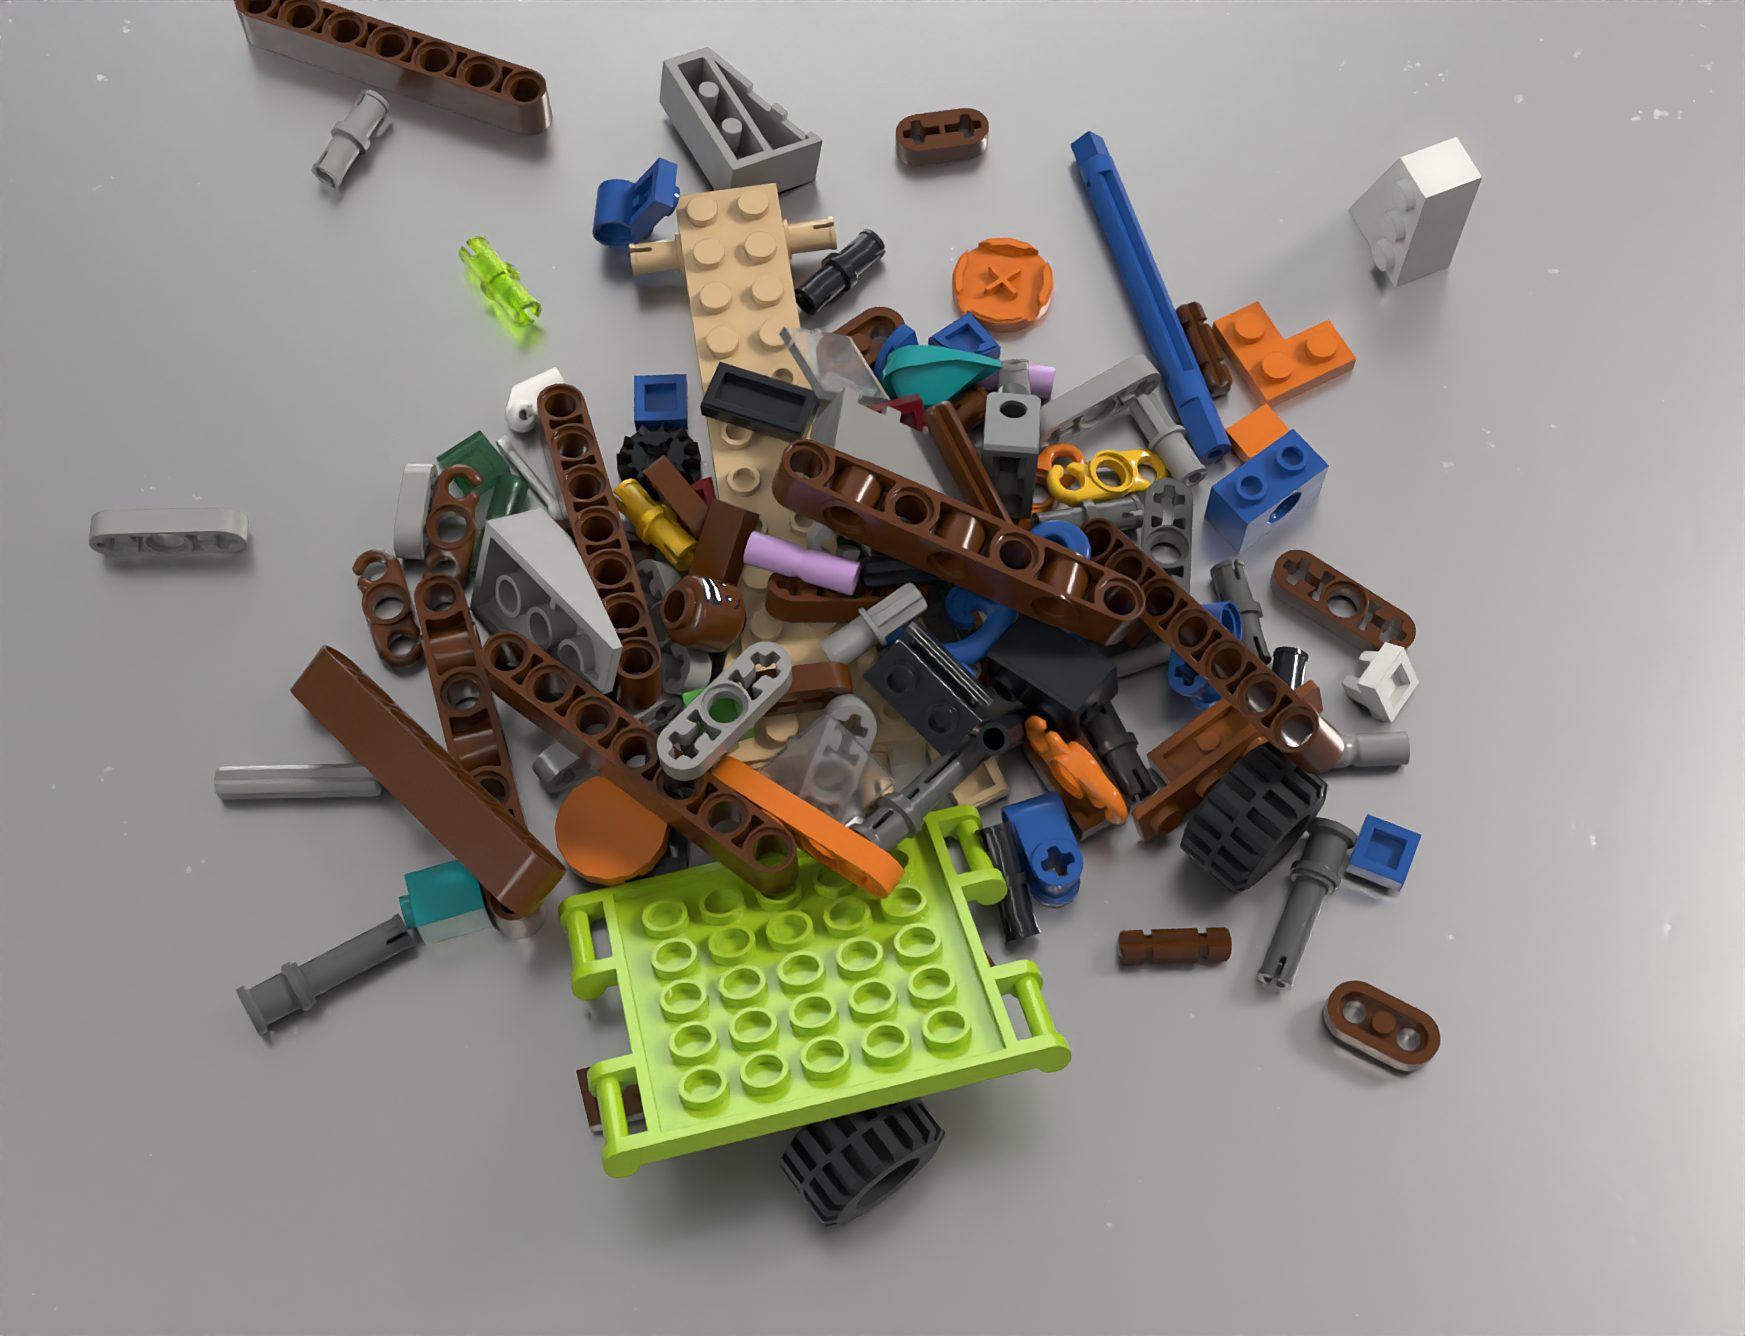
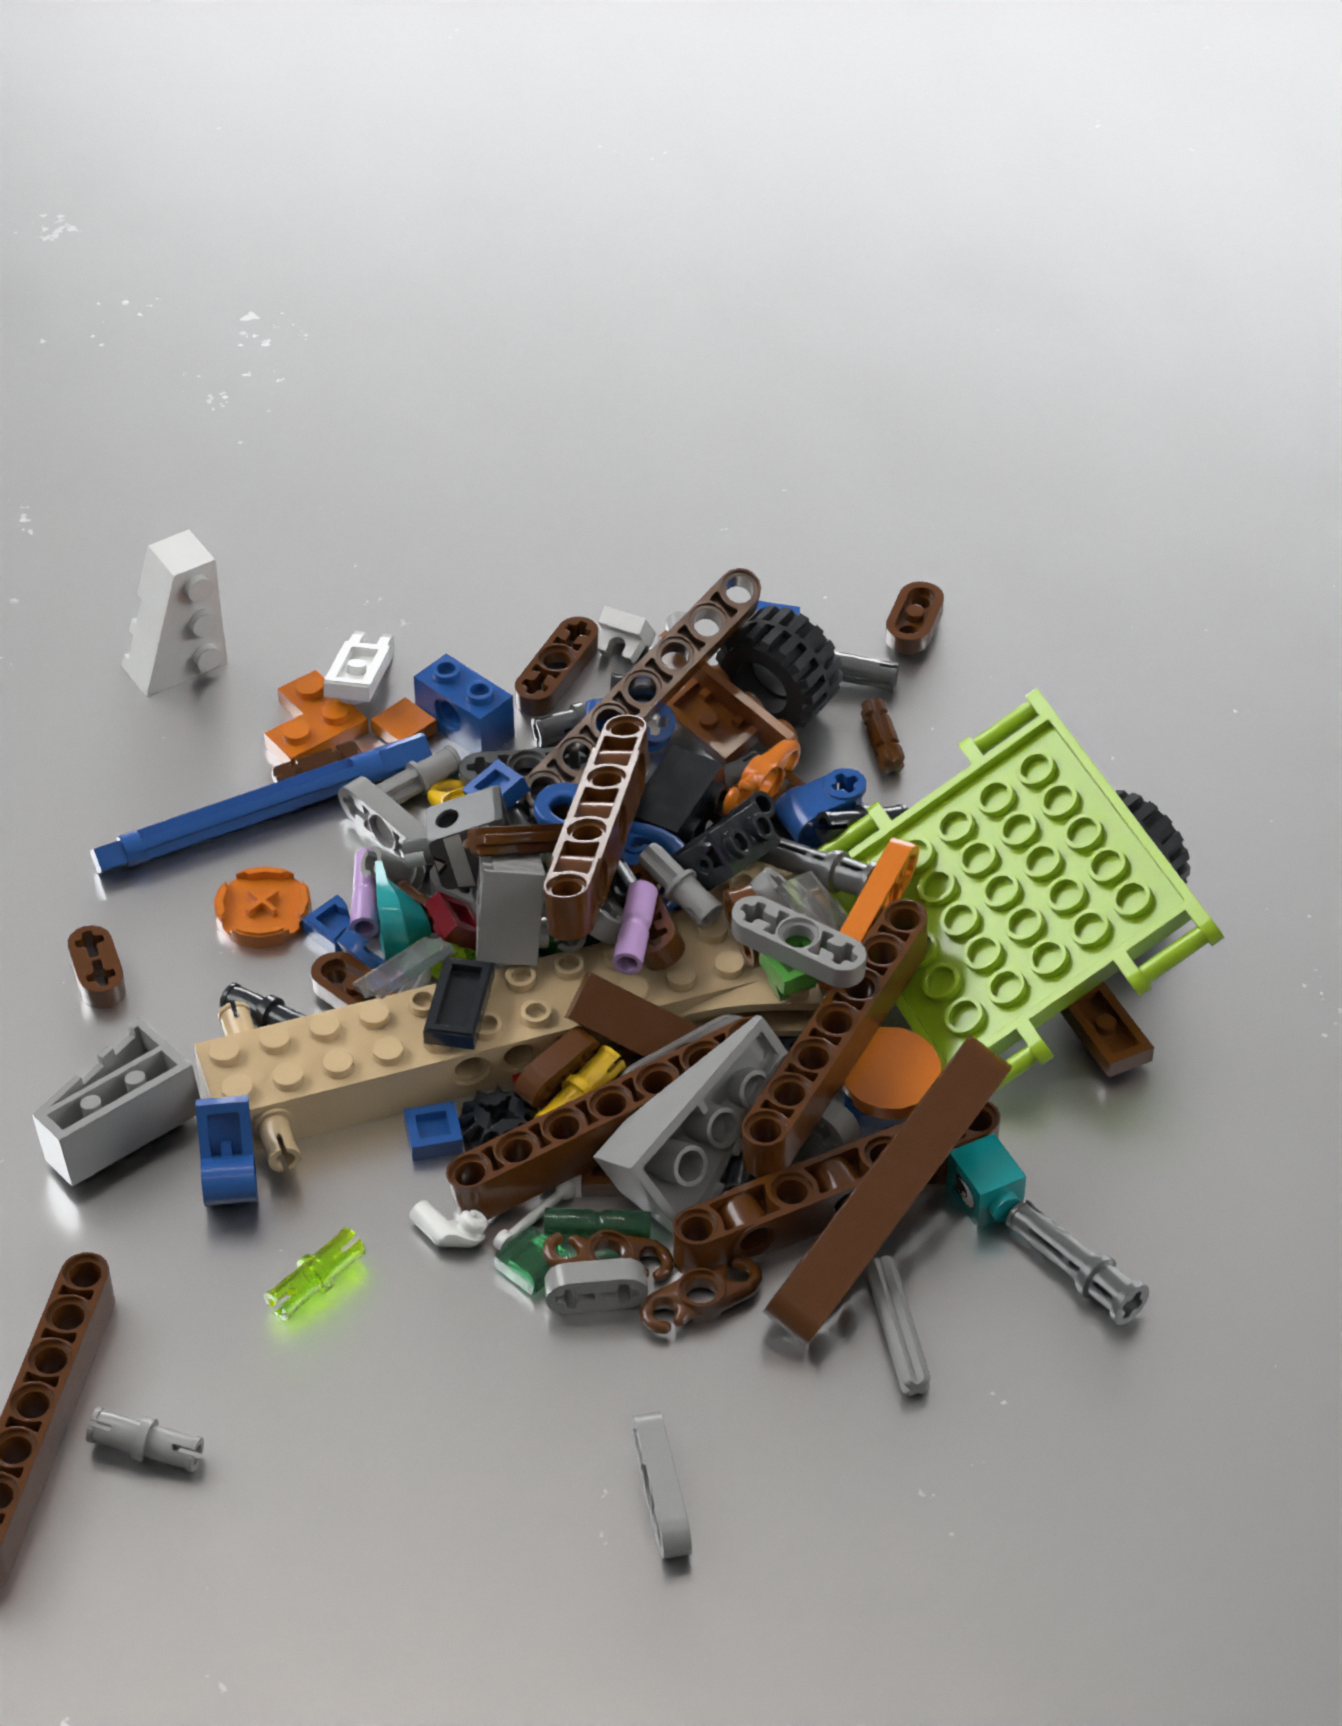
camera: 100 degrees left, 20 degrees down
(703, 613) = (691, 999): reddish brown head -> none
(1094, 488) = (511, 783): none -> blue plate
(1341, 393) = (358, 668): none -> white hinge

